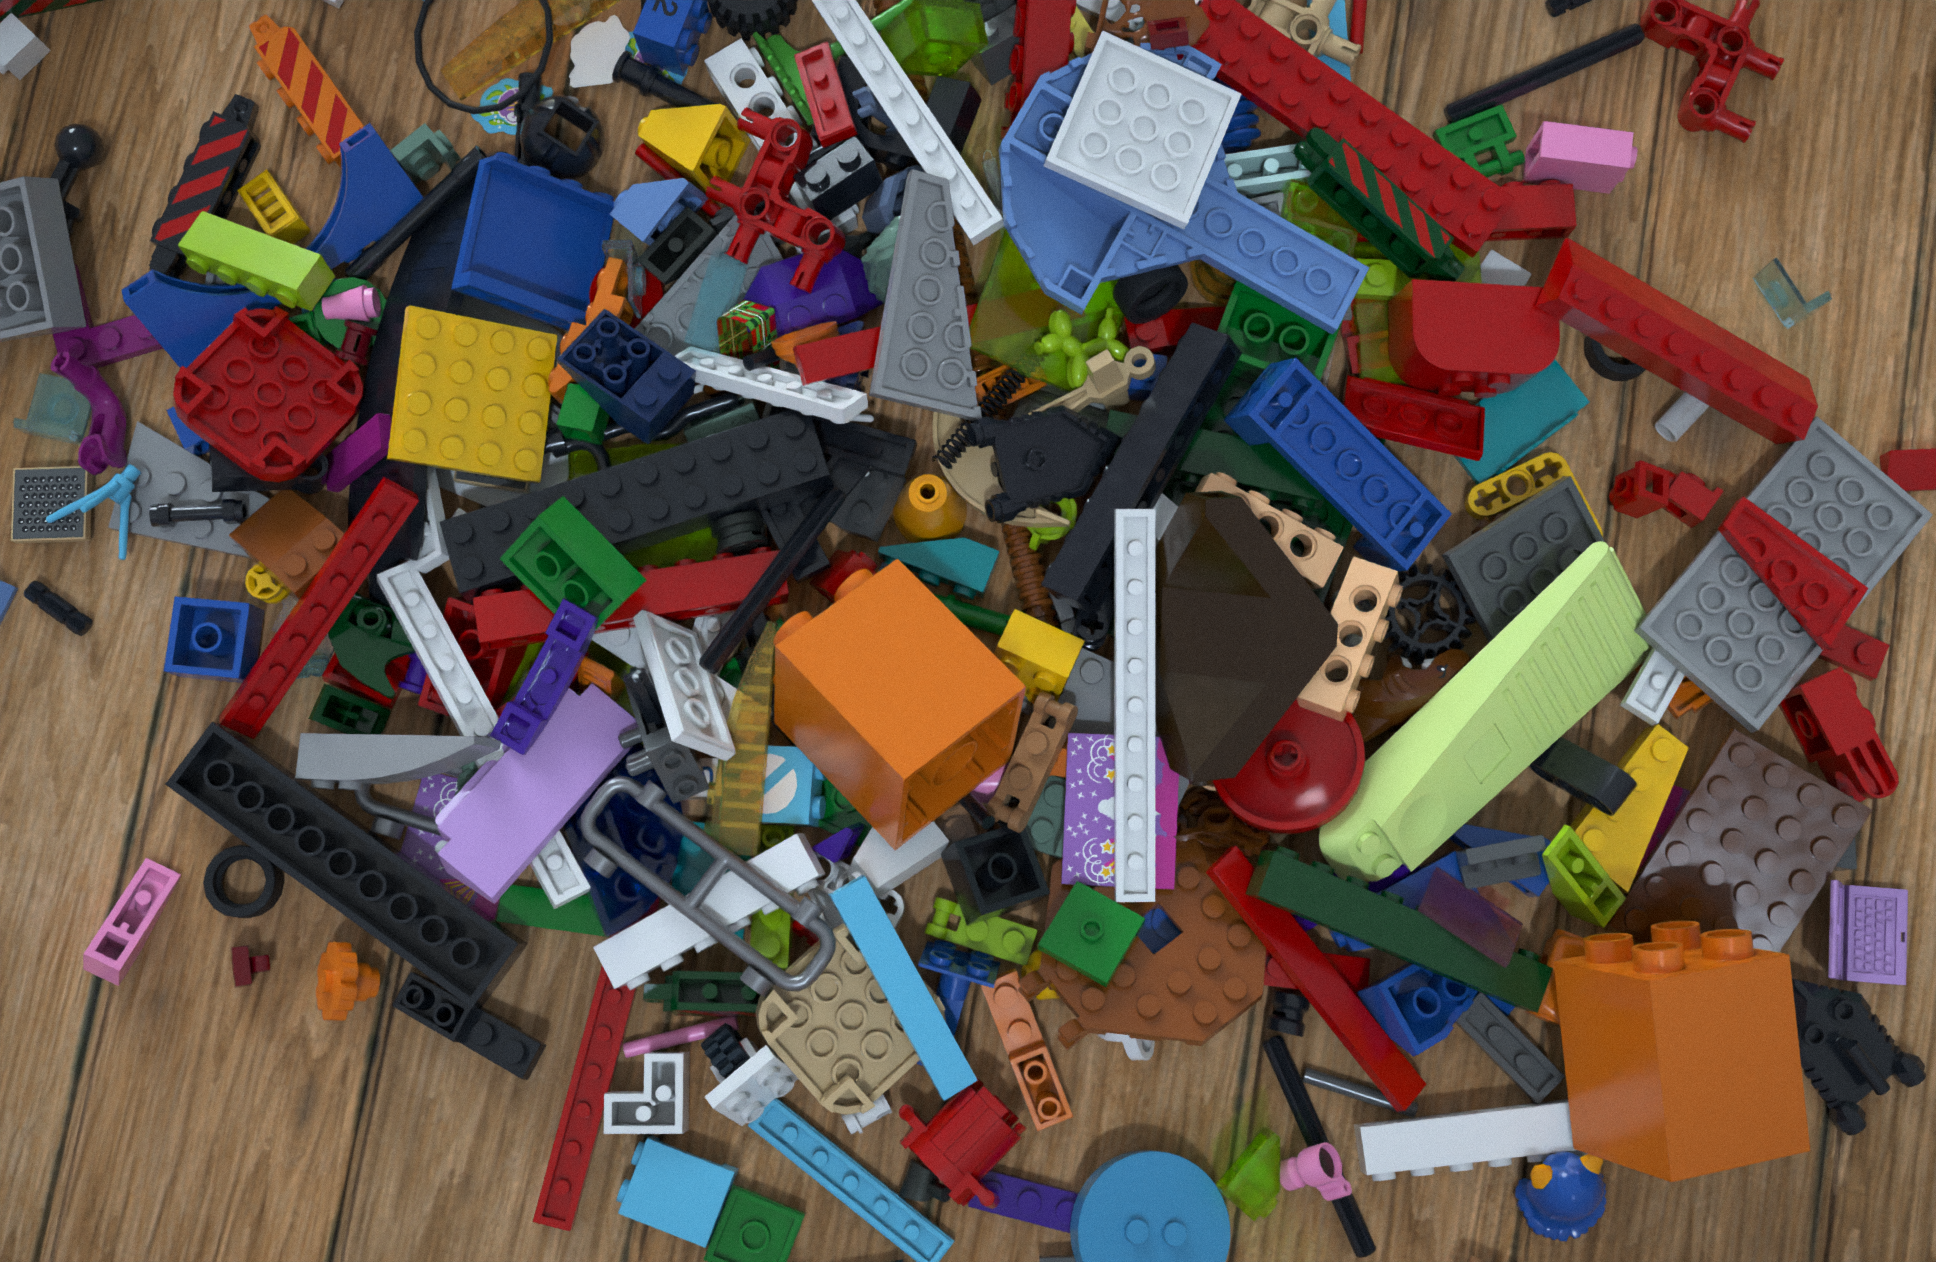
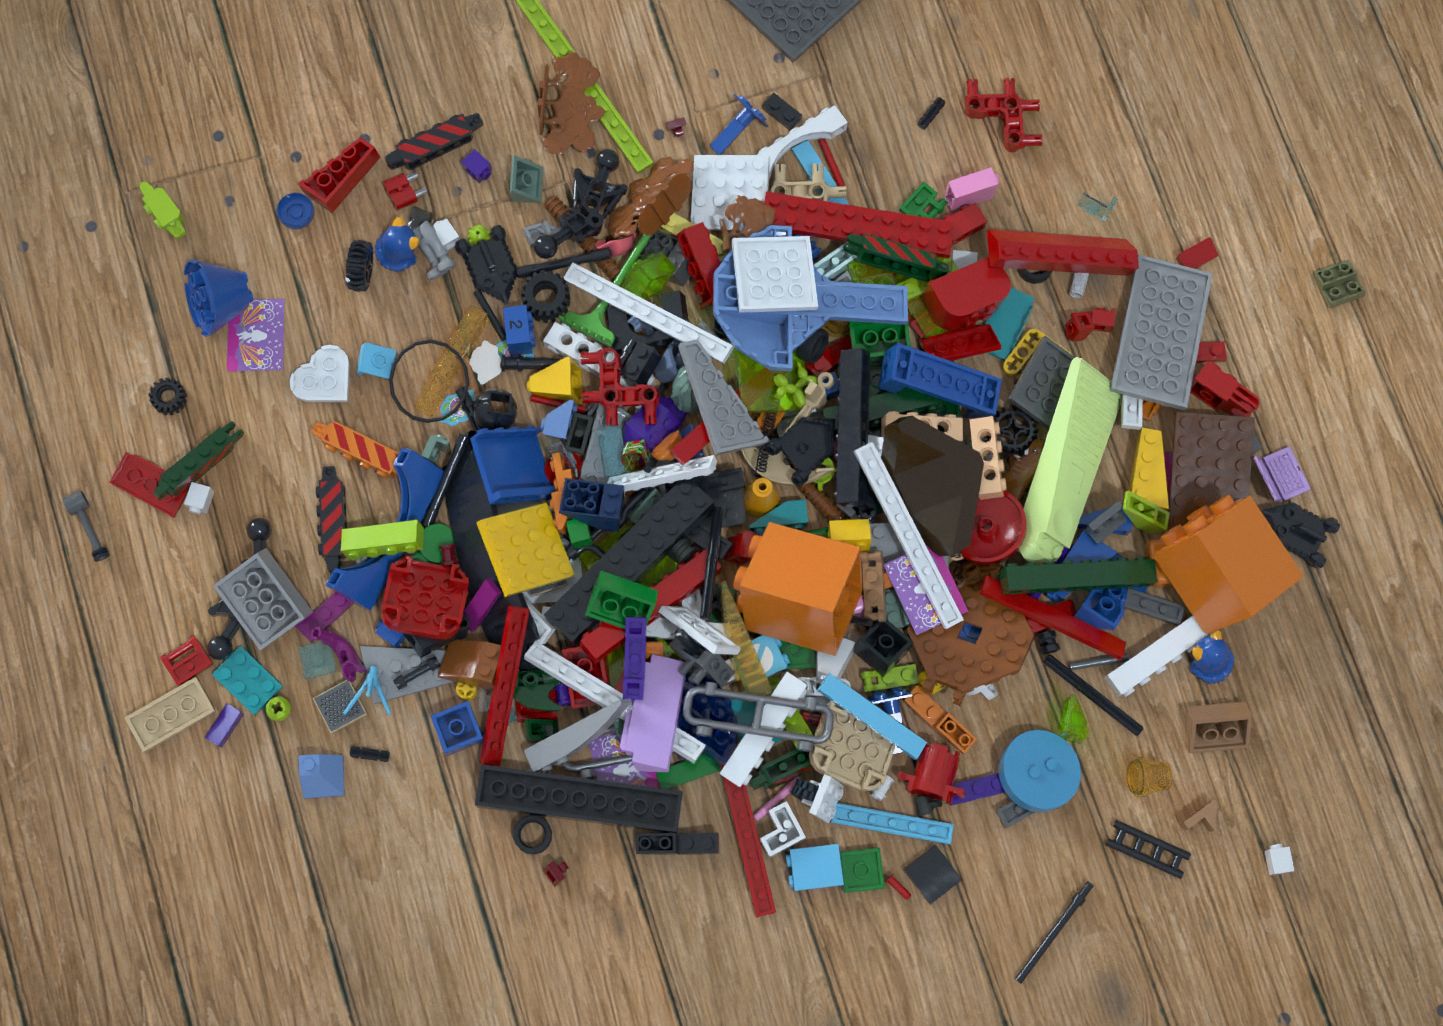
camera: 35 degrees left, 5 degrees down
(130, 922) = (489, 881): bright pink slope -> none
(289, 226) = (381, 517): yellow slope -> none
(343, 981) = (606, 854): orange plant -> none
(355, 304) = (438, 537): bright pink cone -> none
(825, 94) = (612, 328): red tile -> none
(840, 844) = (806, 669): dark purple slope -> none
(1091, 933) = (943, 648): green plate -> none
(1168, 34) = (760, 224): dark red tile -> none
(1317, 1167) = (1099, 703): bright pink piece -> none
(1470, 917) = (1106, 554): clear pink piece -> none
(1545, 73) = (934, 158): black axle -> none
(1584, 776) = (1122, 467): black beam -> none
(1800, 576) = (1167, 329): red wing -> none

